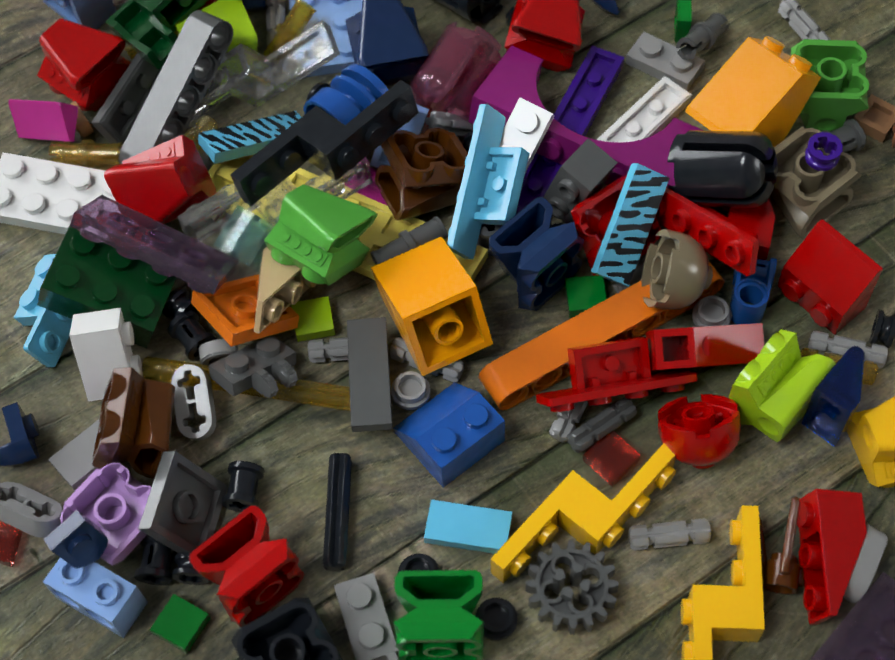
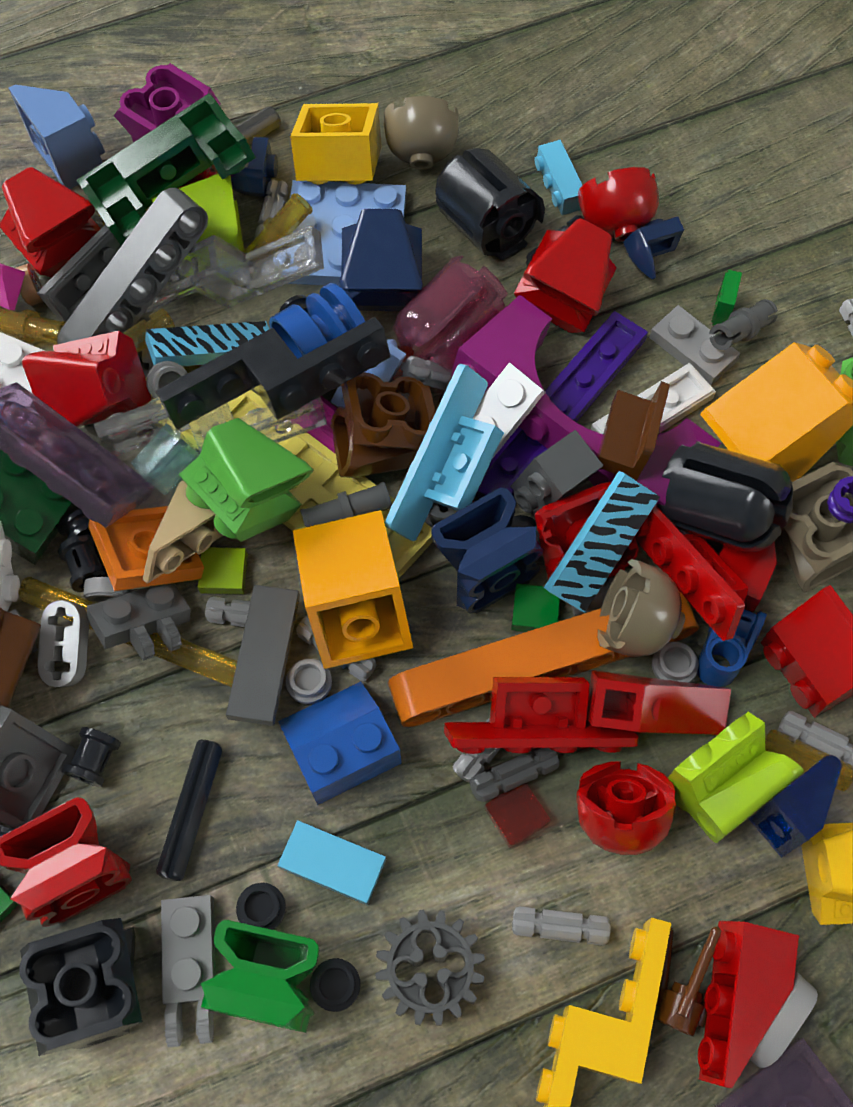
camera: 10 degrees right, 5 degrees up
(222, 168) = (162, 375): none -> light grey plate
(583, 514) = (466, 880): yellow bracket -> none
(633, 132) = (631, 431): none -> reddish brown panel

